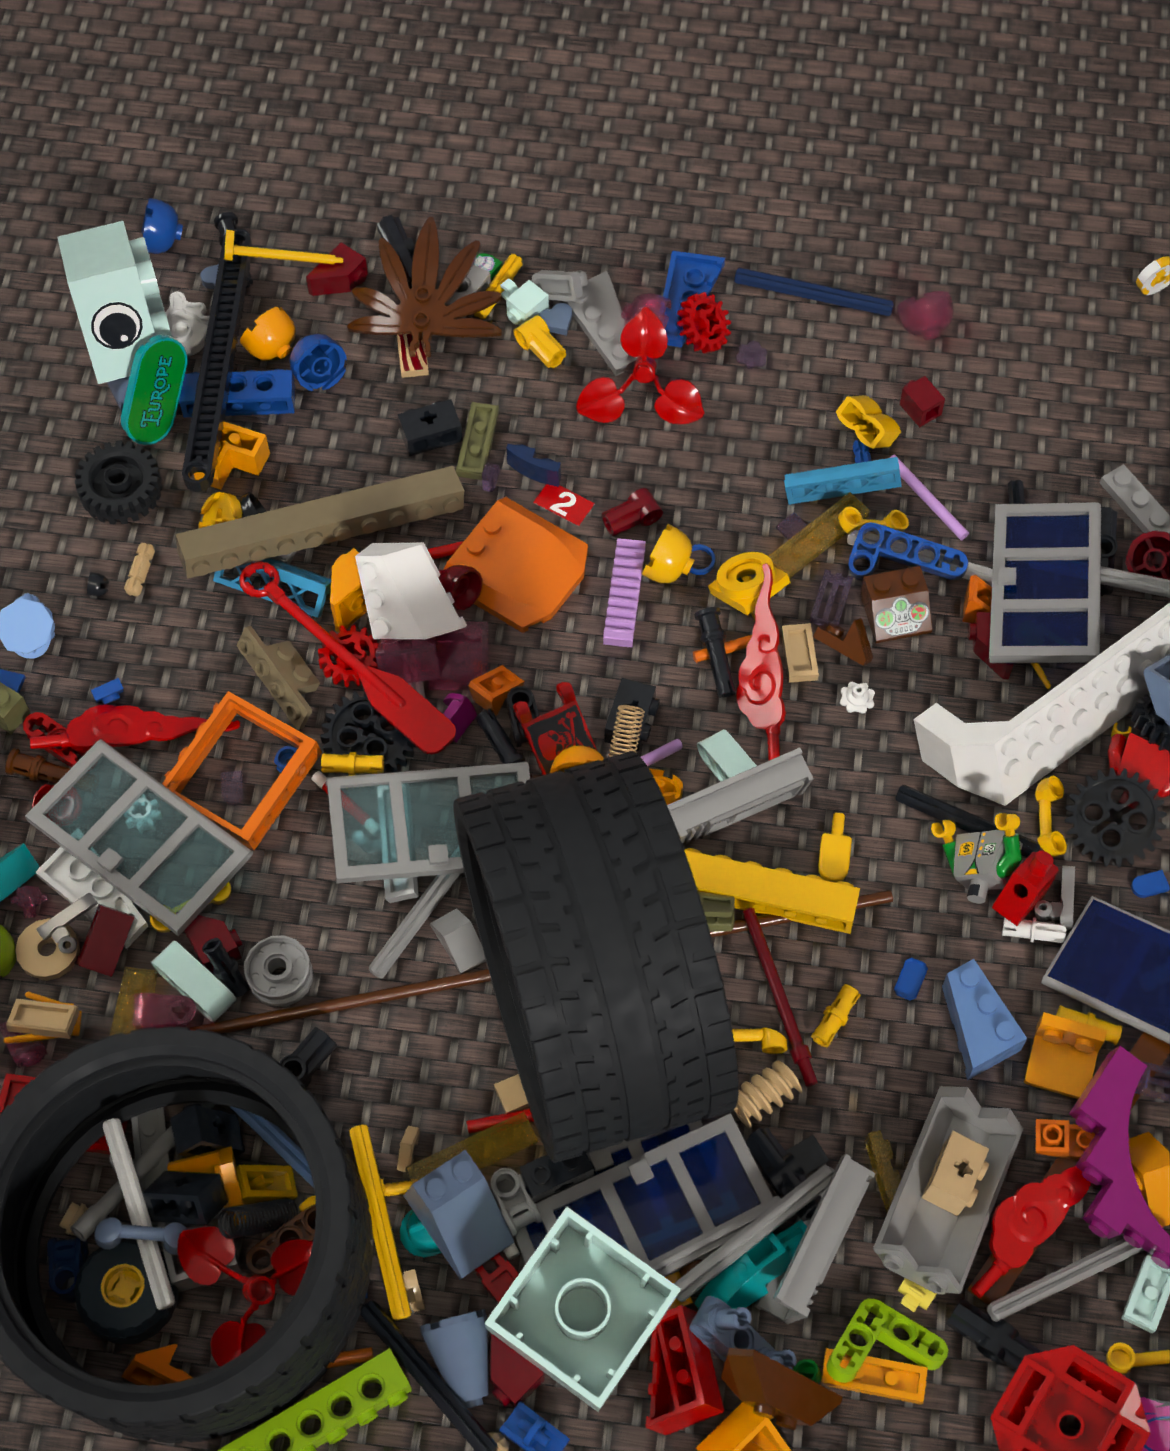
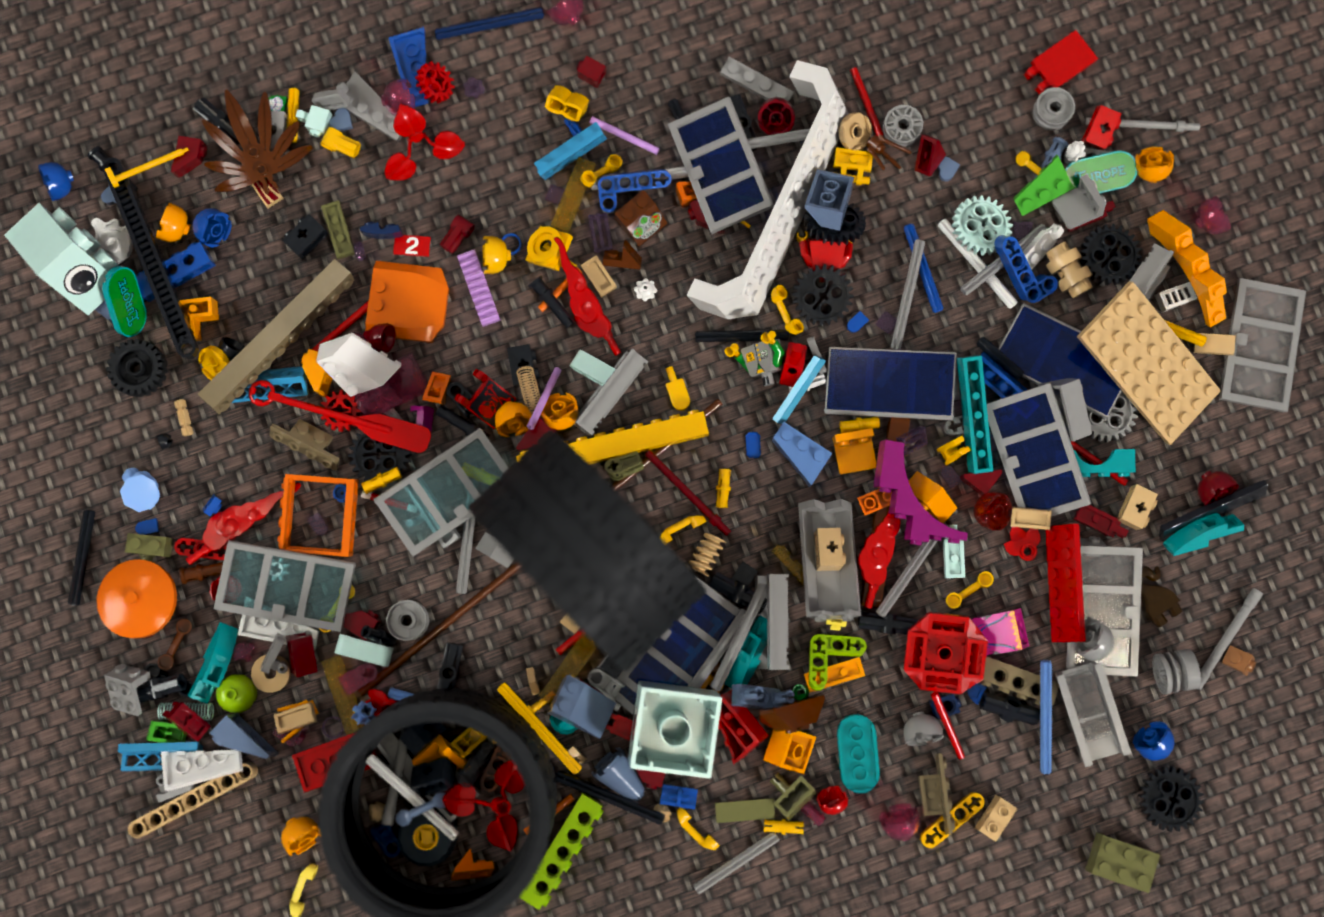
camera: 30 degrees left, 20 degrees up
(1019, 925) = (799, 389): none -> medium azure tile

